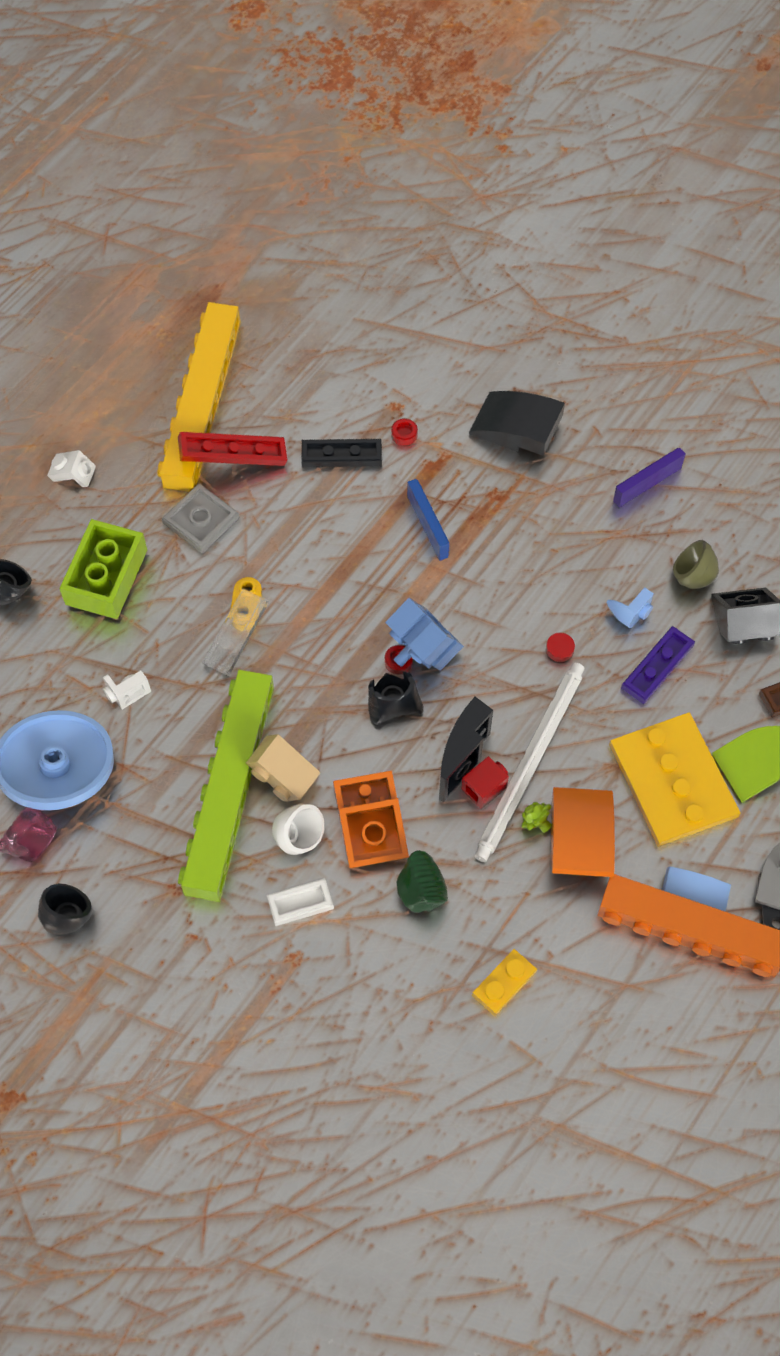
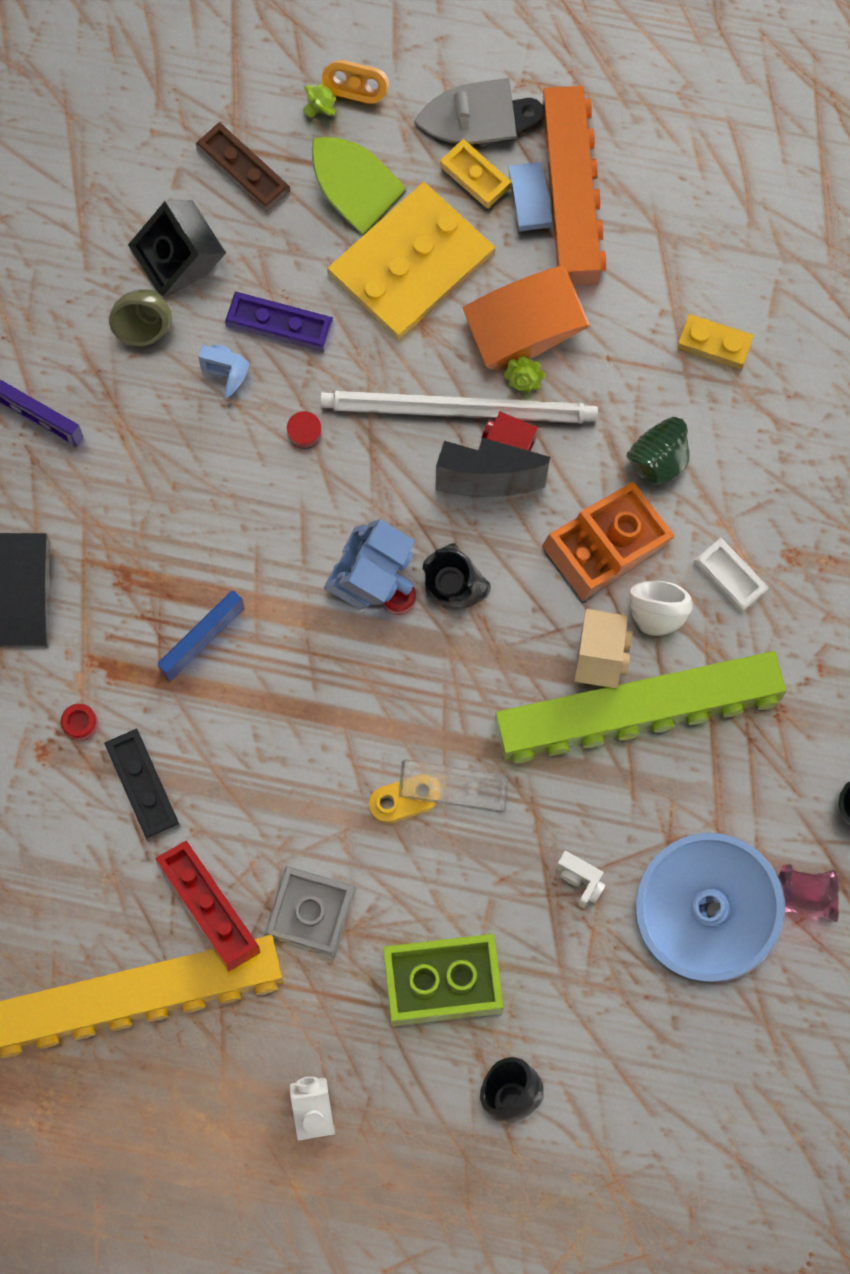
camera: 115 degrees left, 10 degrees up
(733, 855) = (475, 173): none -> yellow plate

